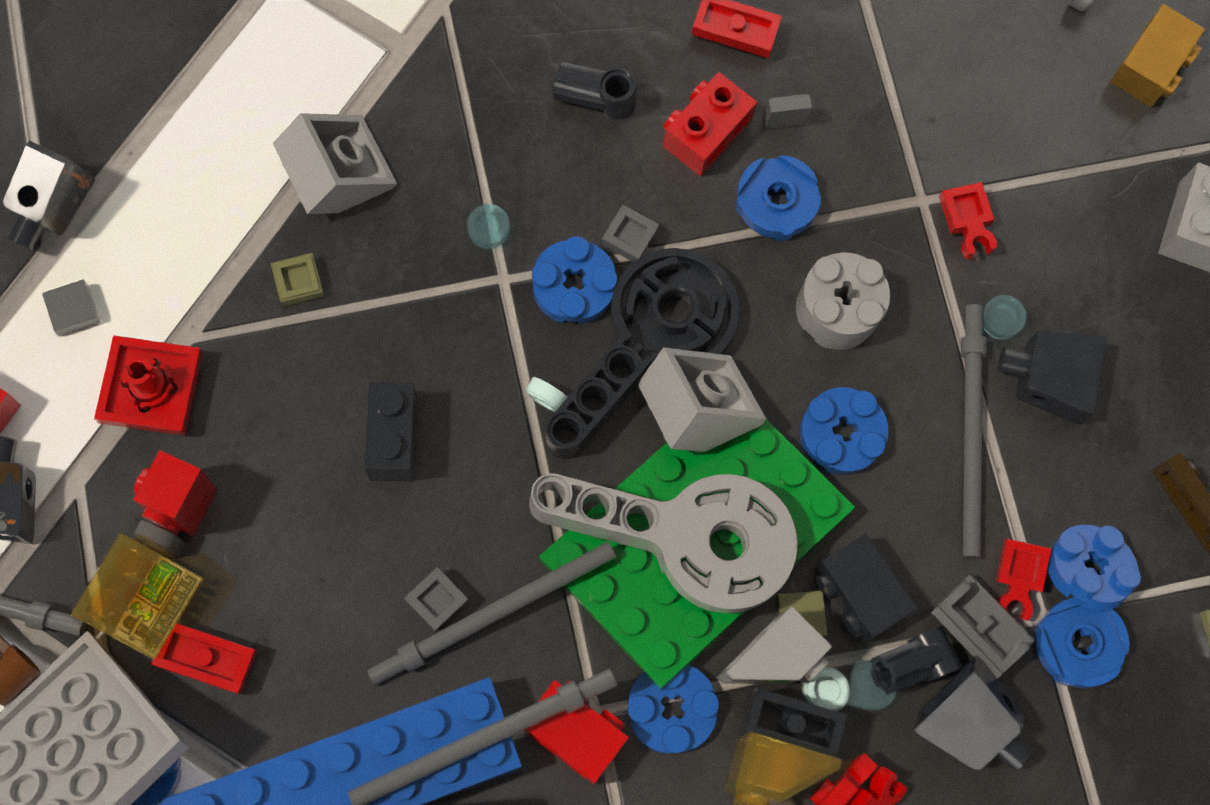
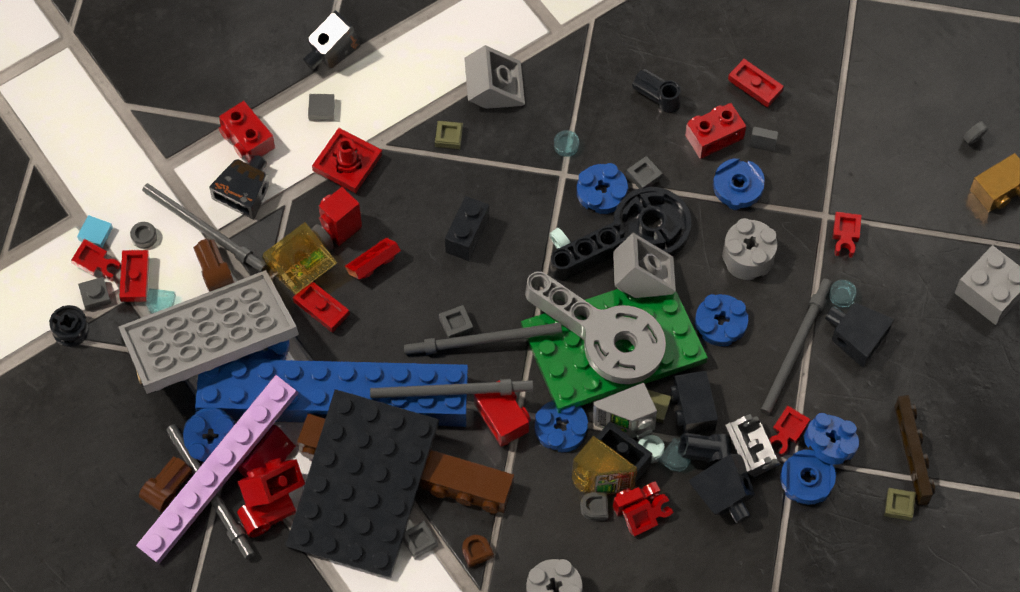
camera: 30 degrees right, 10 degrees down
(258, 542) = (368, 261): none -> red plate

